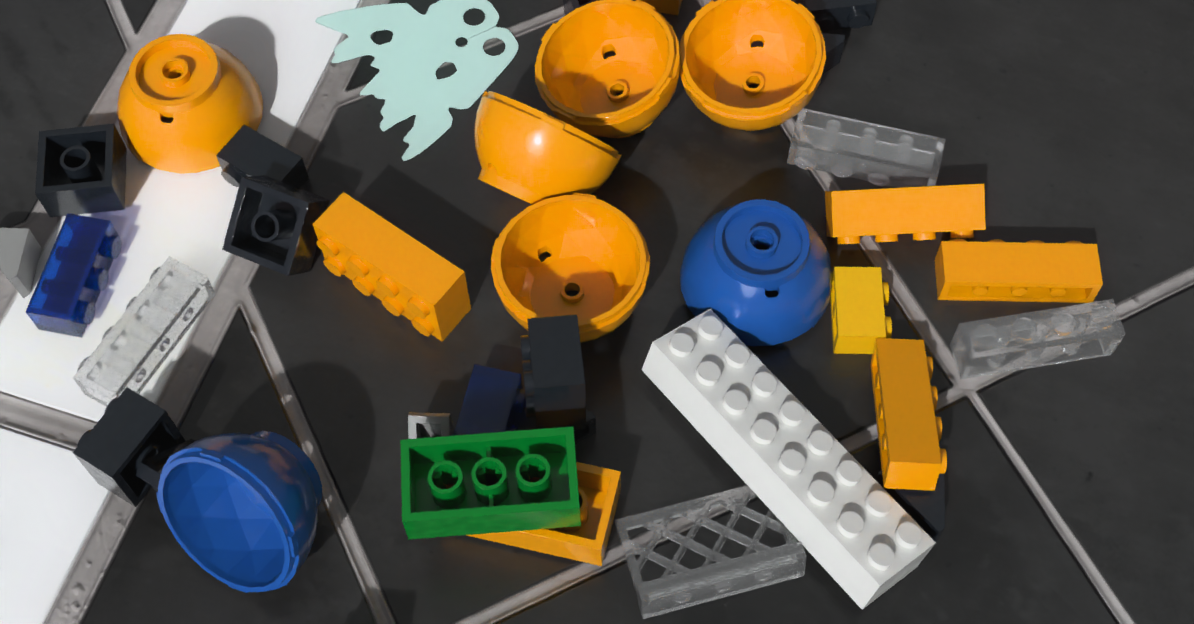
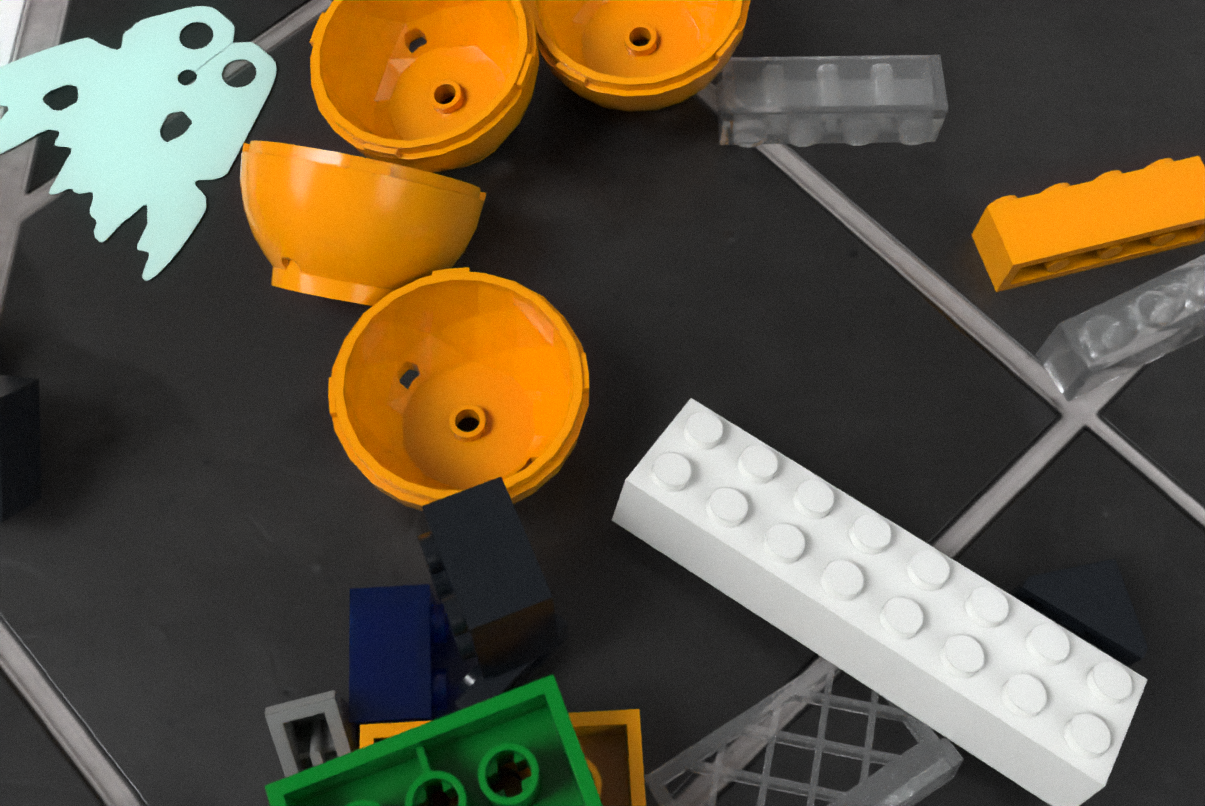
camera: 20 degrees left, 5 degrees up
(392, 267) = (168, 461): light orange brick -> none
(731, 275) = (709, 341): blue piece -> none
(858, 309) = (899, 339): yellow brick -> none
(905, 211) = (917, 174): light orange brick -> none
(906, 415) = (1033, 488): light orange brick -> none

